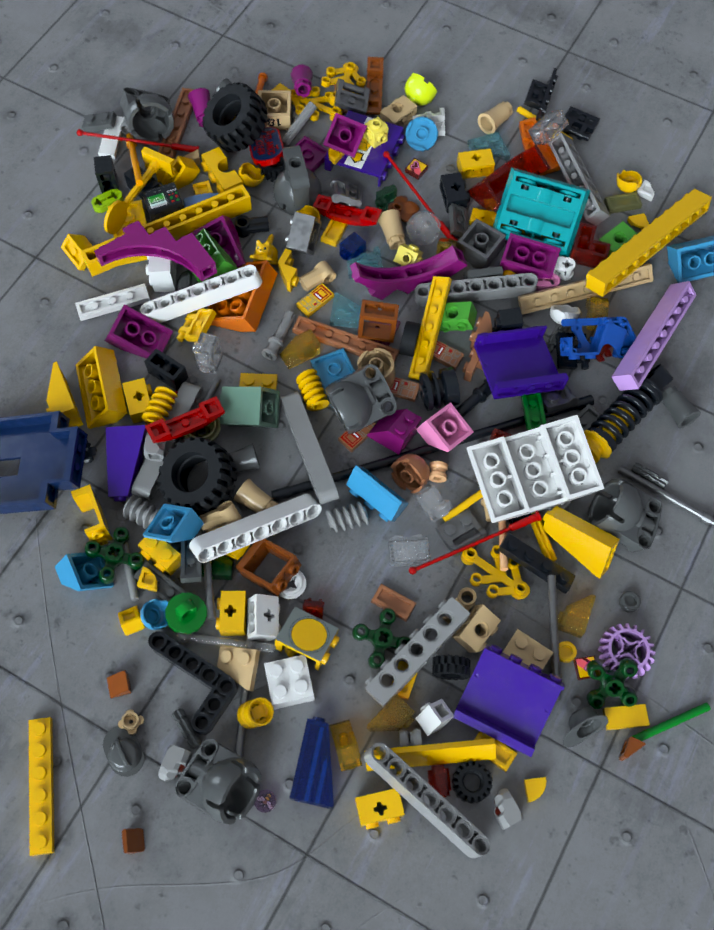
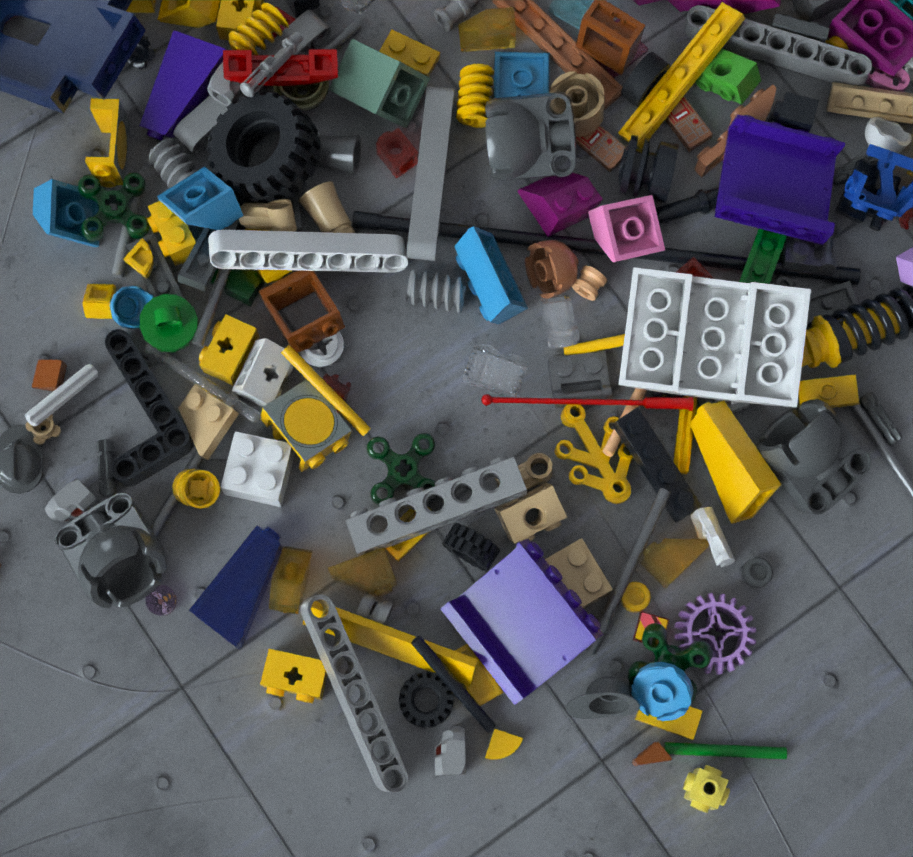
camera: 25 degrees right, 10 degrees up
(134, 693) = (61, 395): none -> white axle
(179, 422) = (271, 65): none -> light grey piece
(284, 450) = (396, 163): none -> clear red brick
(309, 610) = (335, 400): none -> yellow bar
(352, 441) = (499, 190): nougat tile -> none
(391, 599) = (442, 427): nougat tile -> none
(434, 716) = (418, 598): white brick -> none
(440, 779) = (385, 678): clear red brick -> none
(466, 752) = (453, 684): none -> black bar
(587, 587) = (708, 528): none -> white slope
(617, 469) = (833, 391): none -> yellow plate
(617, 702) = (662, 691): none -> dark azure tile
(675, 759) = (695, 792): none -> light yellow brick

